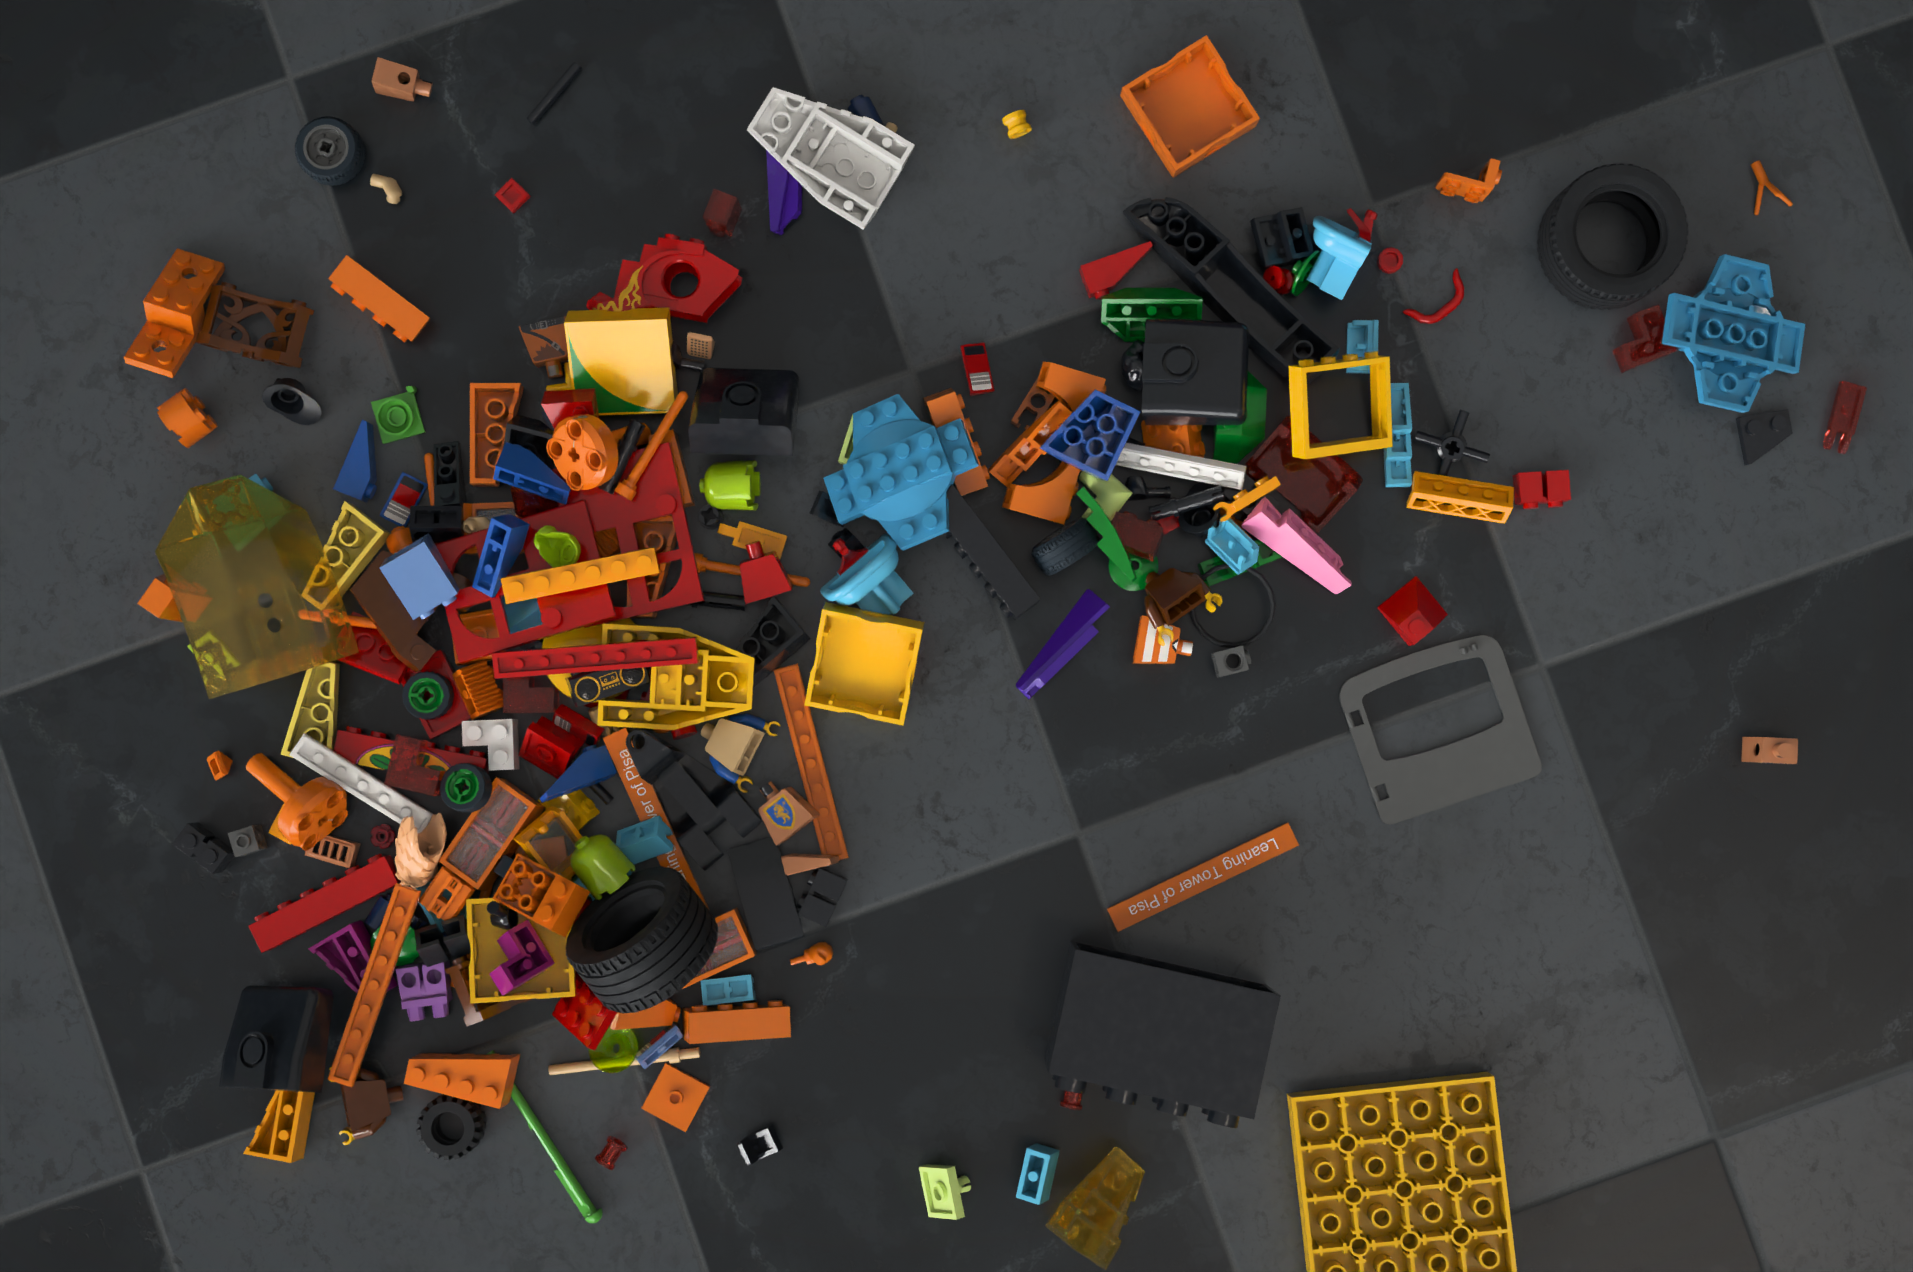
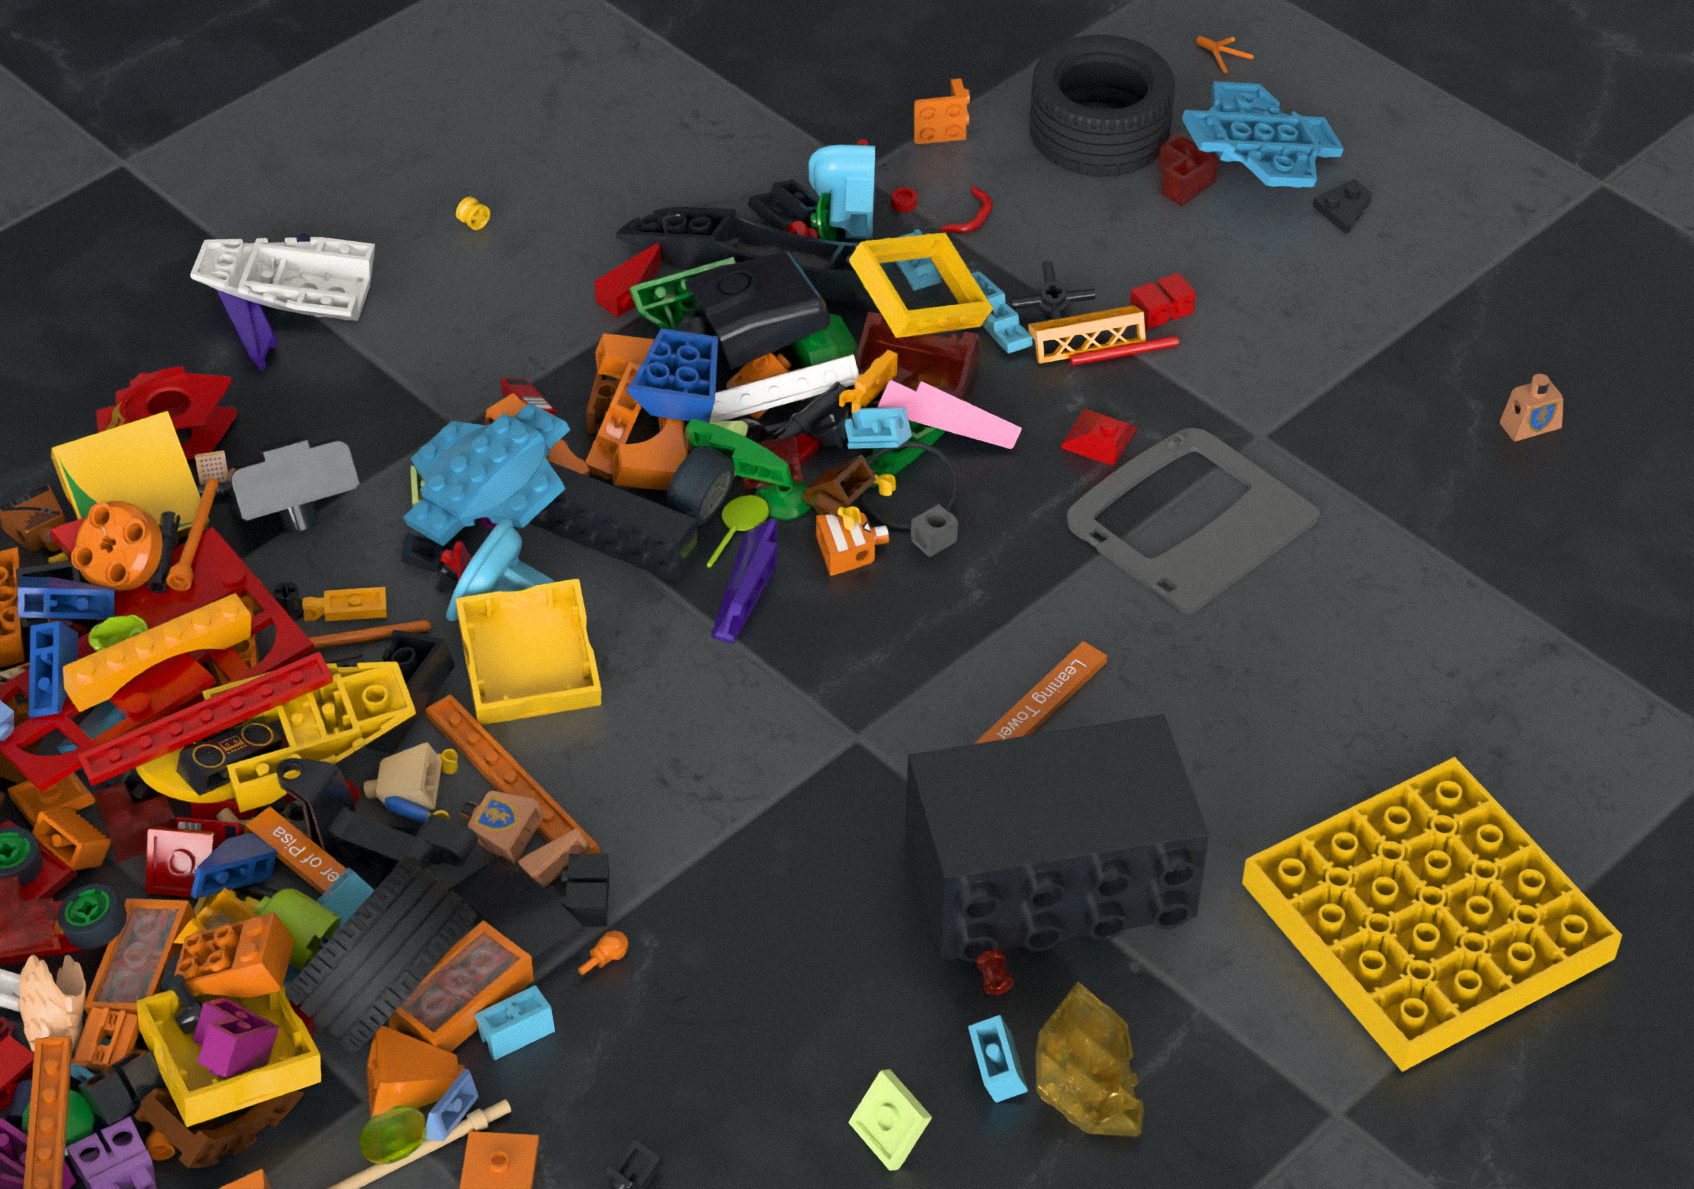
camera: 25 degrees left, 40 degrees down
(499, 736) = (109, 867): white brick -> none
(584, 1015) = (341, 1094): red plate -> none
(722, 213) = (191, 348): clear red brick -> none
(731, 485) = (300, 559): lime cylinder -> none
(736, 1023) = (537, 1047): orange wedge -> none
(762, 574) = (372, 618): red torso -> none
(1093, 572) = (741, 515): none -> lime piece
(1189, 106) = (640, 152): orange tile -> none
(1482, 524) = (1123, 350): none -> bar
(1844, 415) = (1410, 167): clear red hinge -> none

